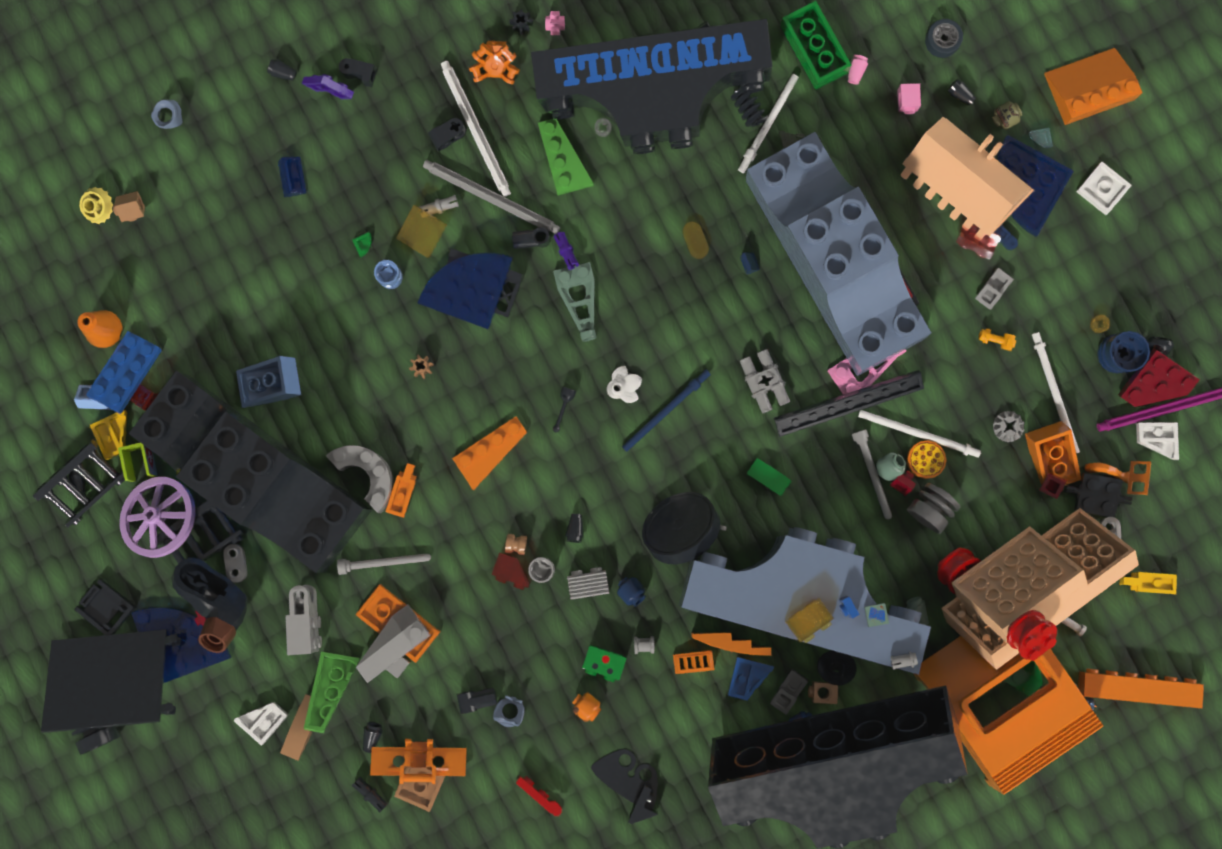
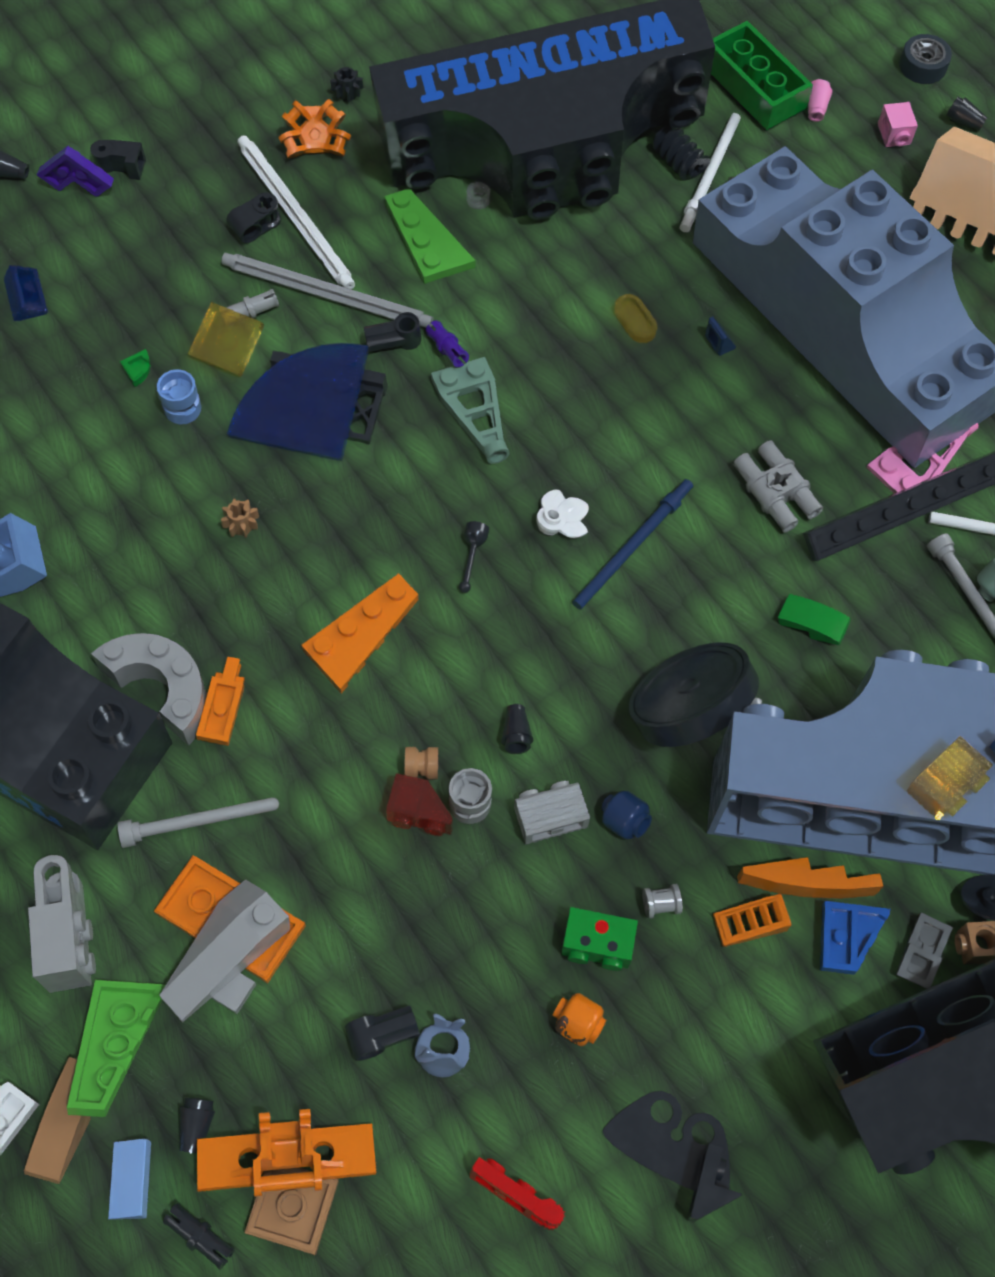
camera: 15 degrees left, 20 degrees down
(335, 760) = (130, 1179): none -> light blue slope

